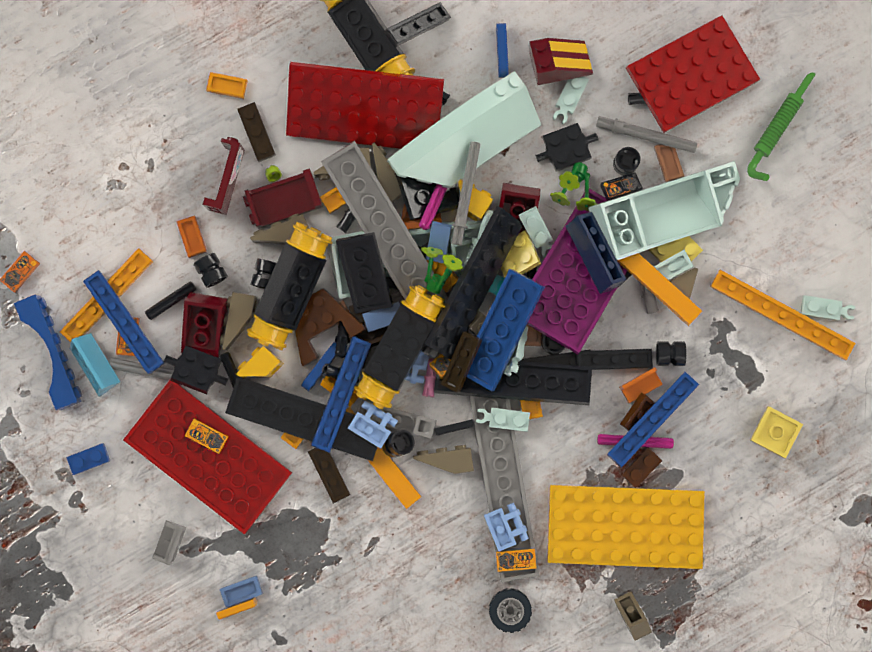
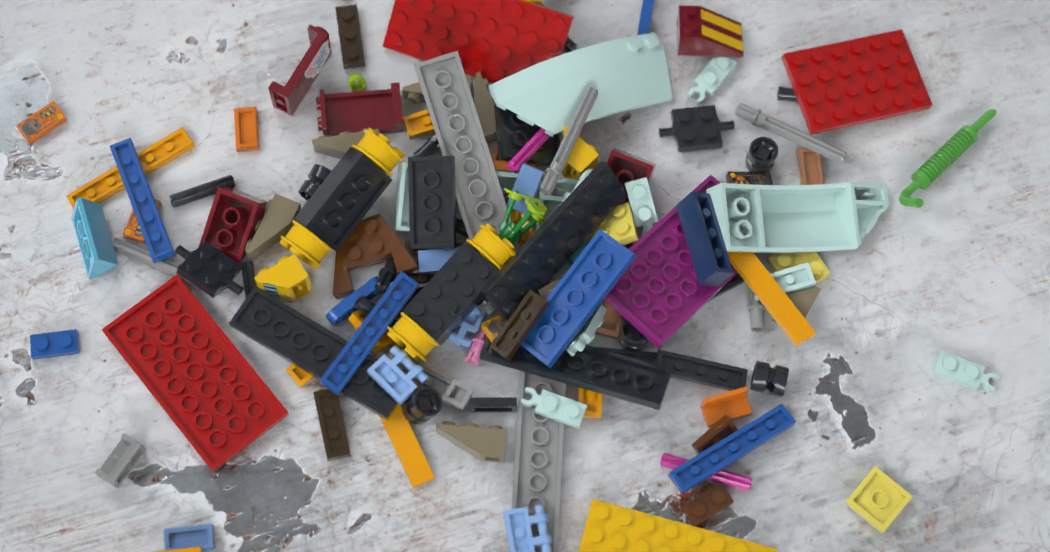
camera: 10 degrees right, 15 degrees down
(62, 389) = (49, 257): blue arch -> none
(206, 436) = (200, 346): tile -> none
(210, 269) = (257, 166): black wheel -> none
(571, 181) = (694, 158): lime plant -> none
(782, 315) = (911, 366): light orange plate -> none

